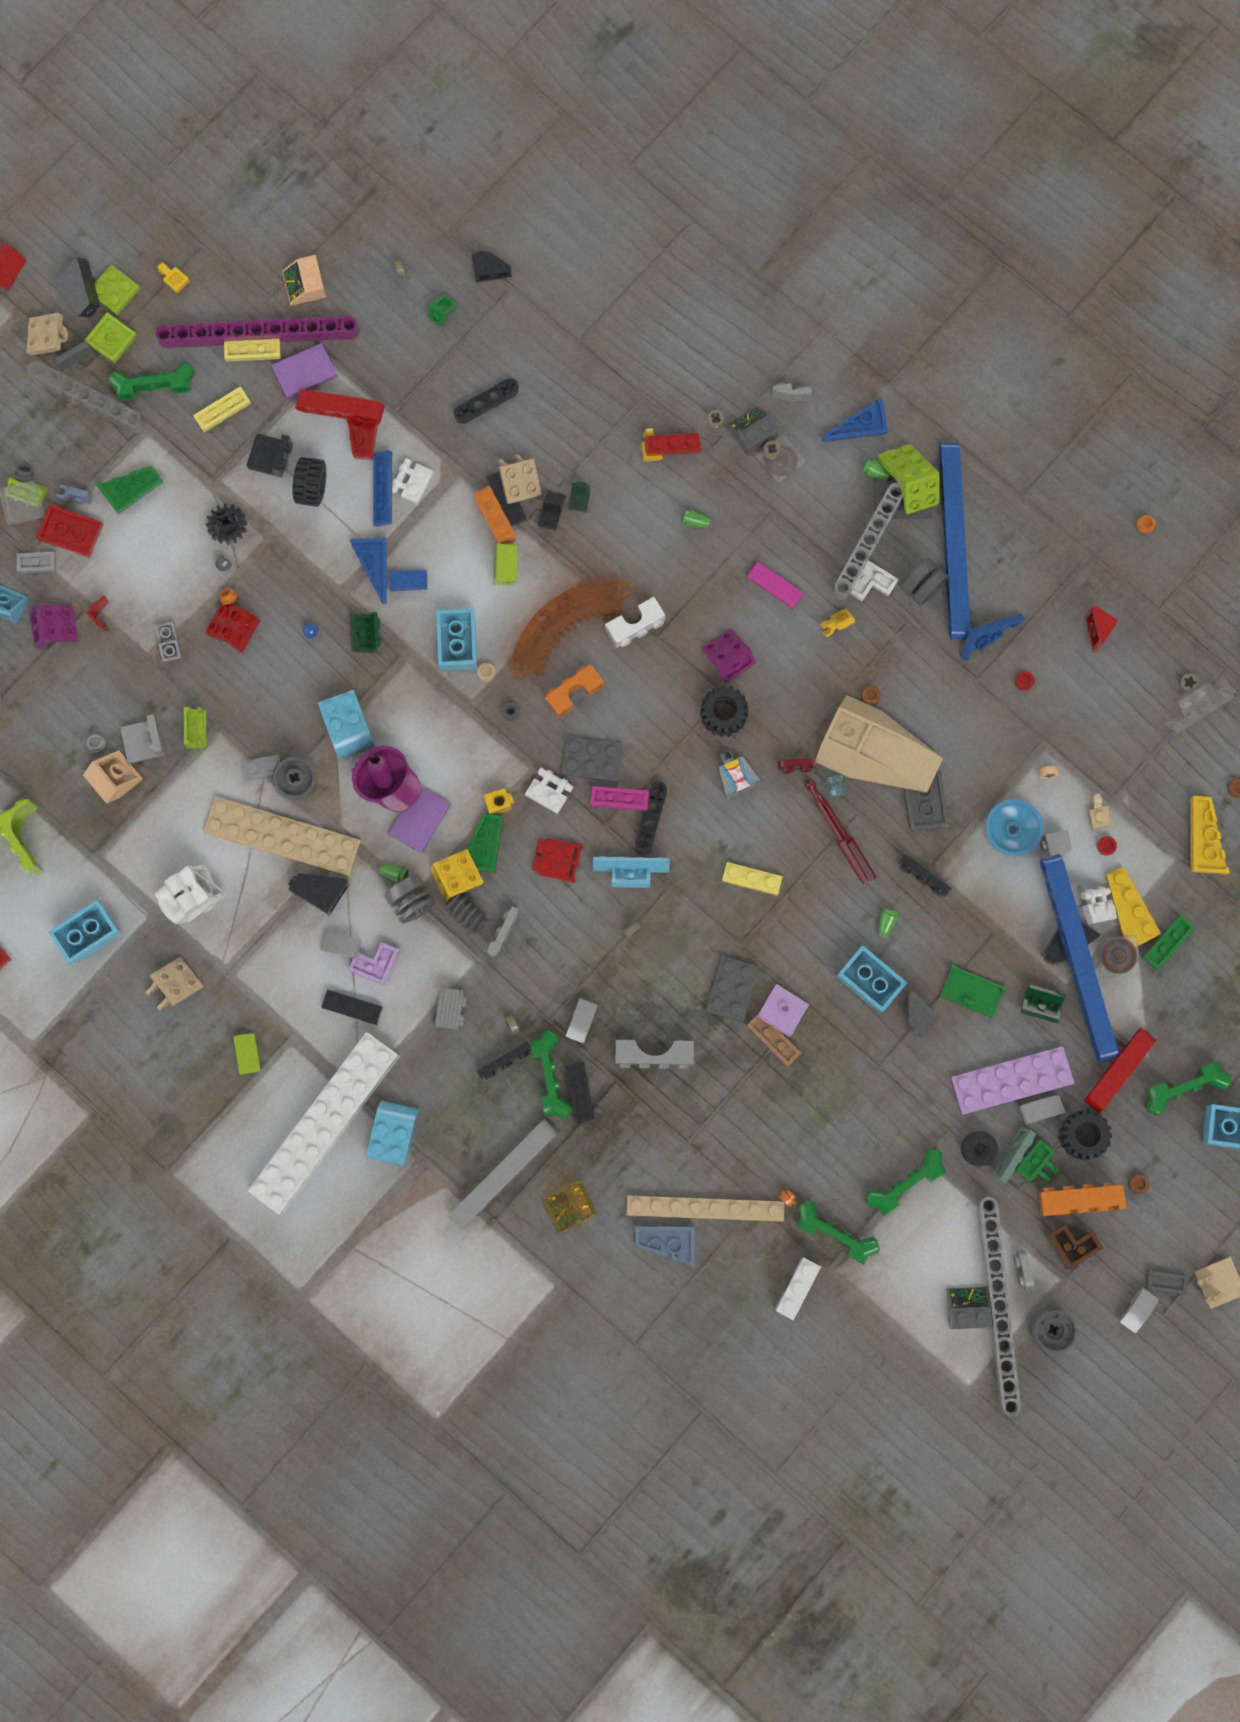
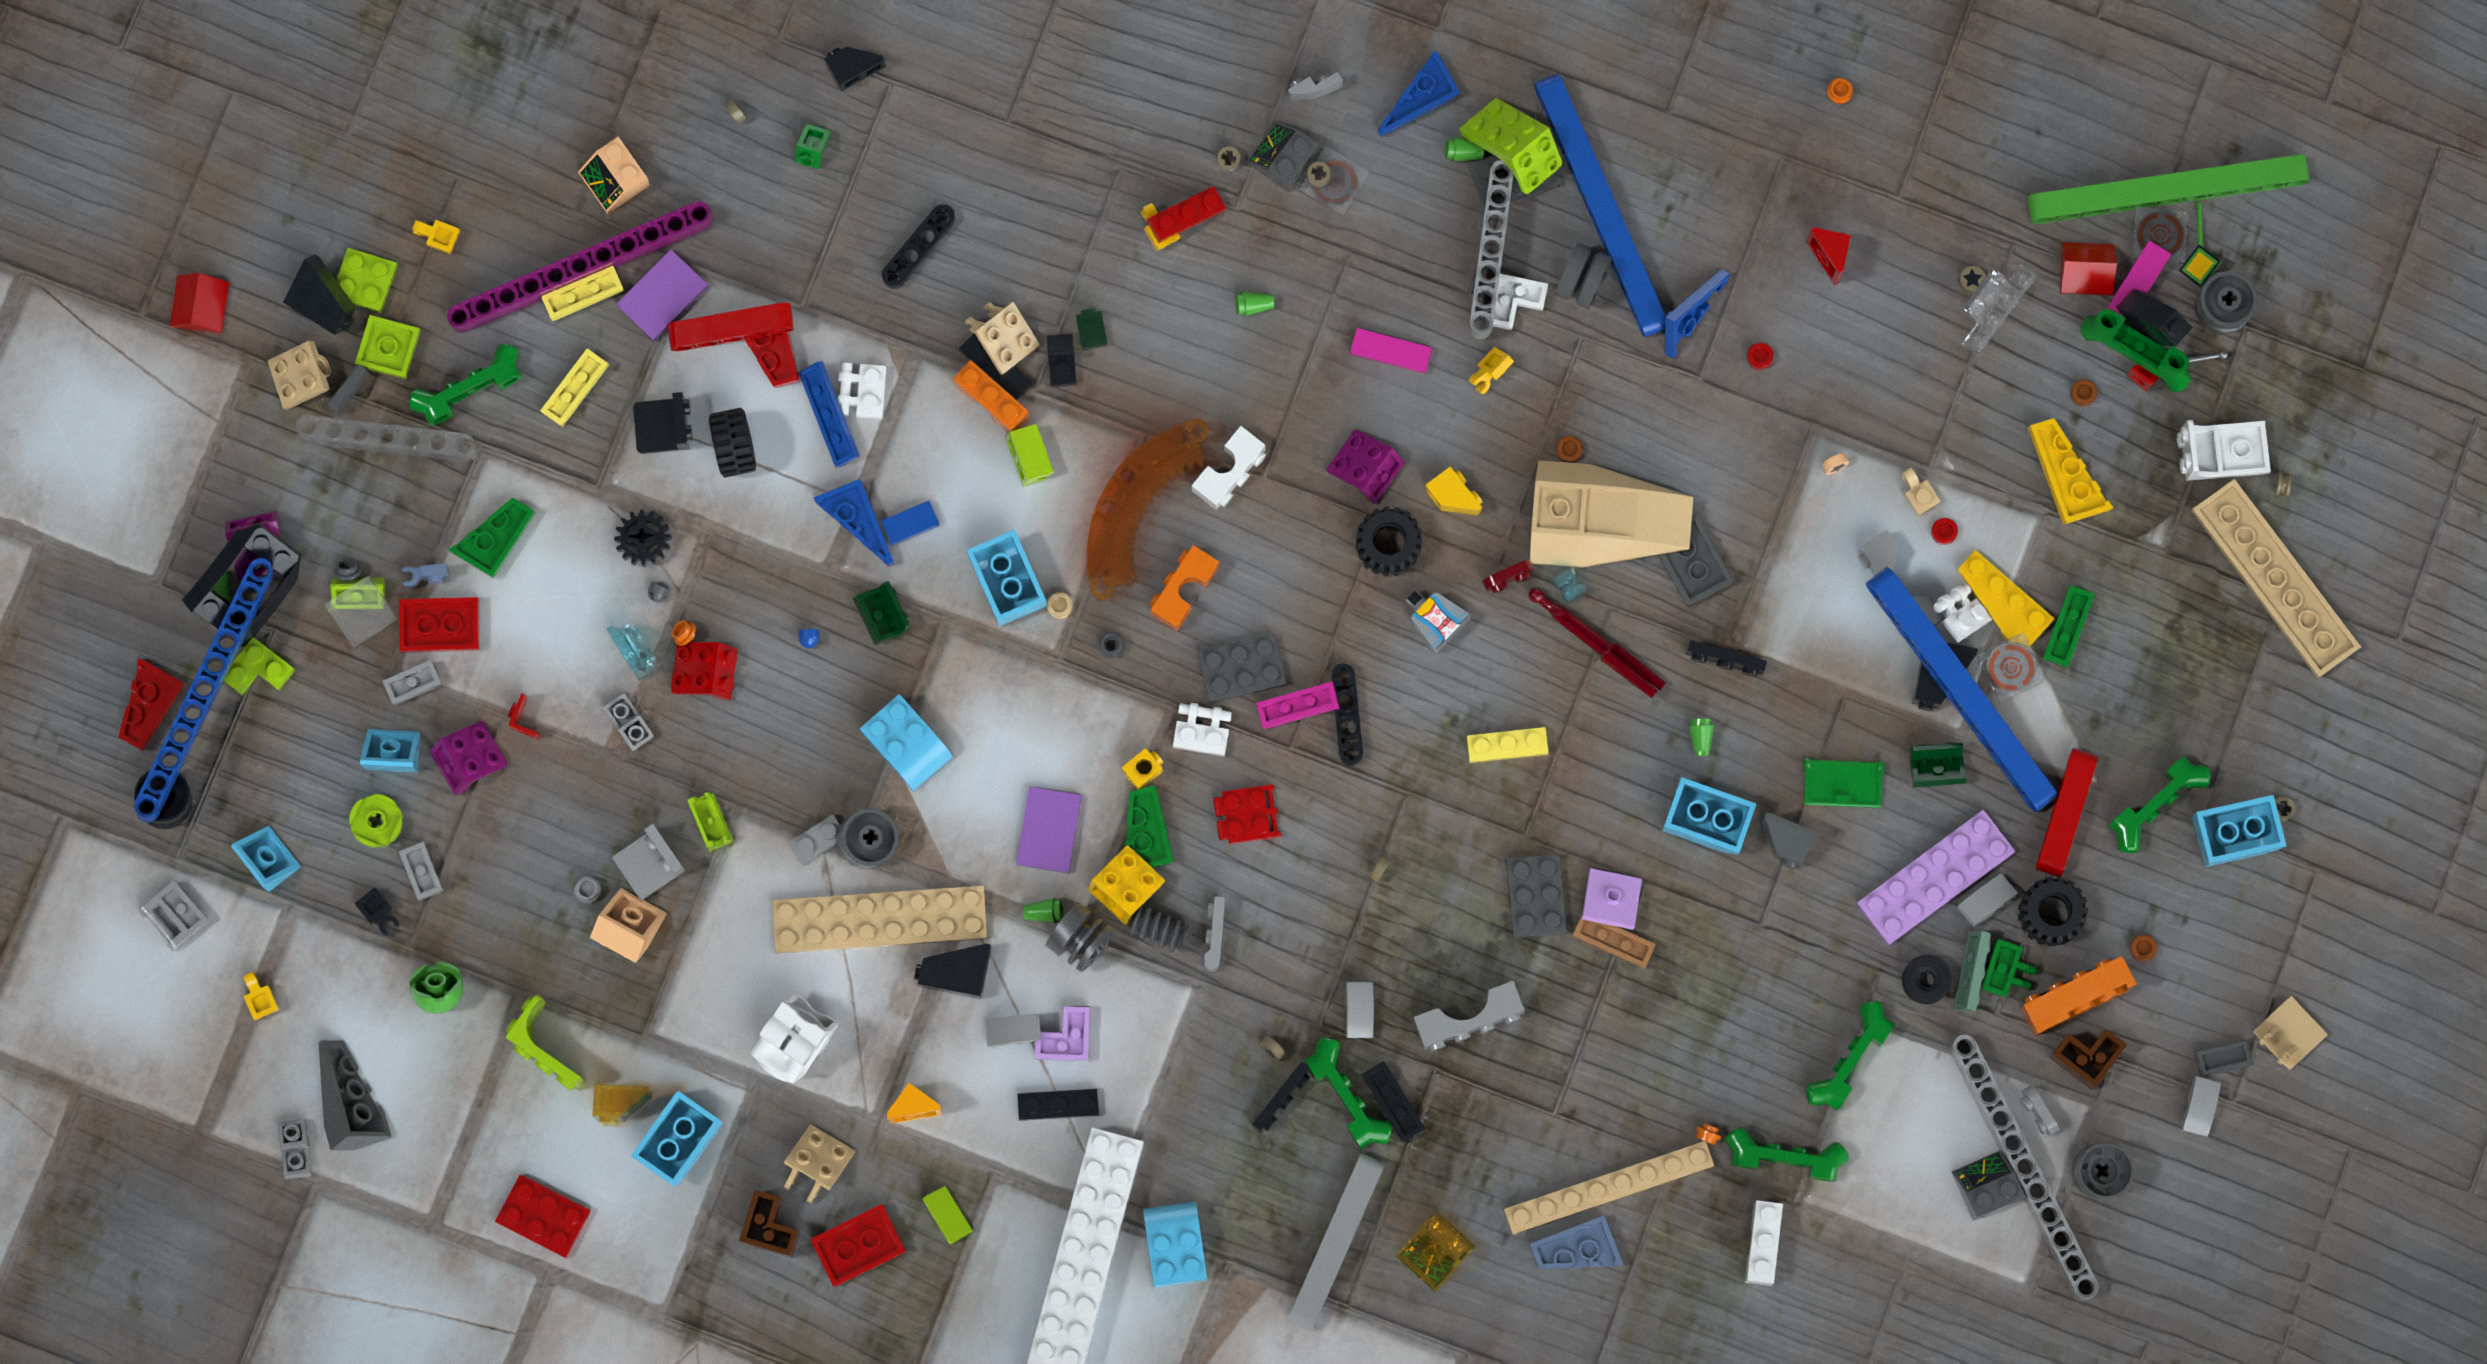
camera: 20 degrees left, 0 degrees up
(54, 893) = (618, 1102): none -> clear yellow slope
(117, 1015) = (761, 1229): none -> reddish brown brick
(178, 1051) = (858, 1245): none -> red plate
(188, 595) = (629, 645): none -> clear light blue slope
(251, 969) = (913, 1105): none -> light orange slope
(386, 779) = (988, 794): magenta piece -> none
(450, 1009) = (1185, 1058): light grey brick -> none
(631, 871) = (1349, 793): medium azure bracket -> none
(779, 696) = (1452, 495): none -> yellow slope
(1023, 819) = (1820, 535): dark azure dish -> none

